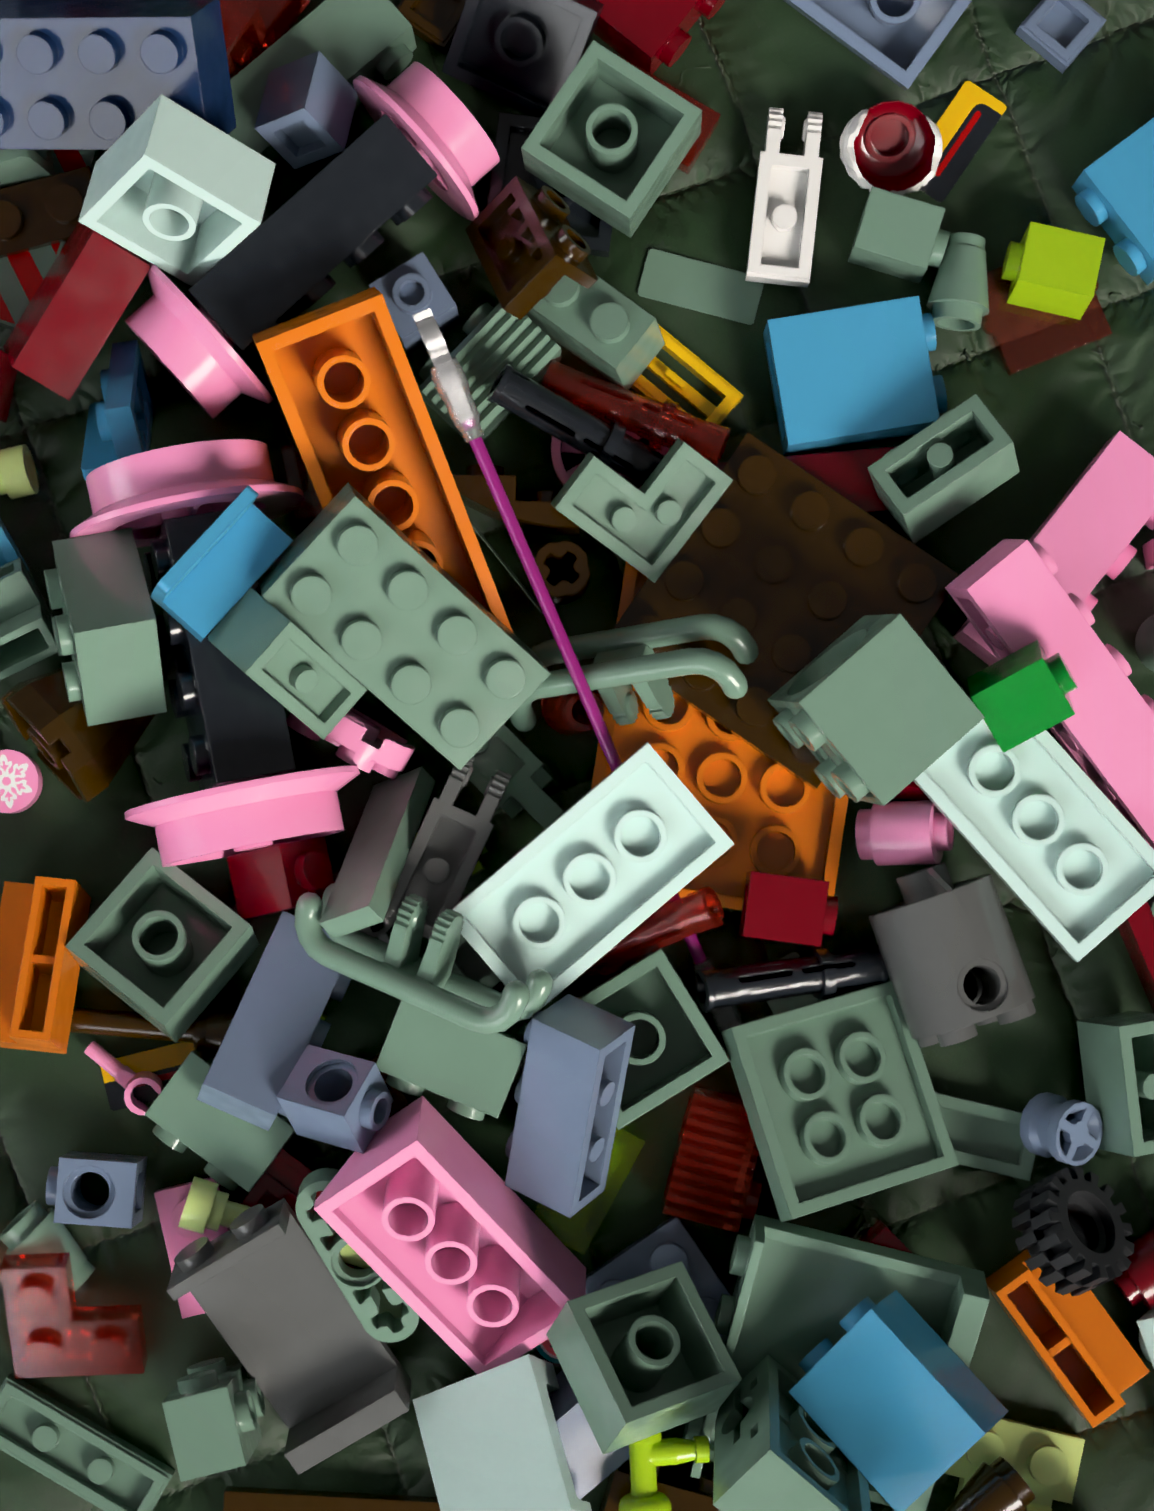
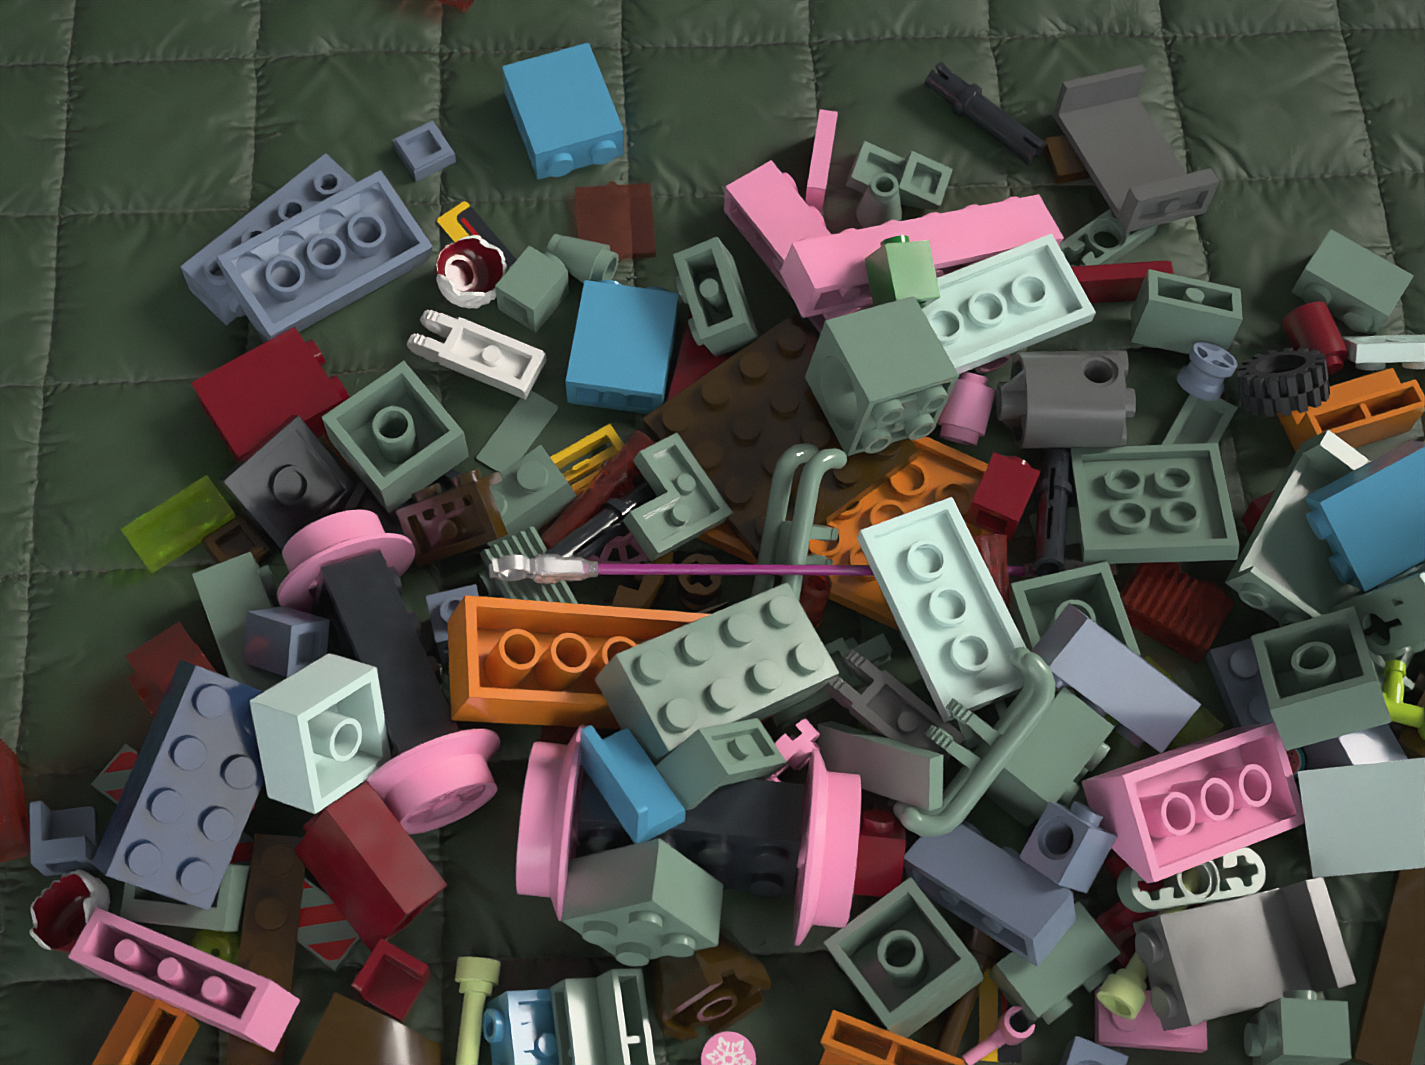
camera: 75 degrees left, 20 degrees down
(125, 417) = (474, 864): dark azure bracket -> none
(1053, 270) = (596, 198): lime brick -> none

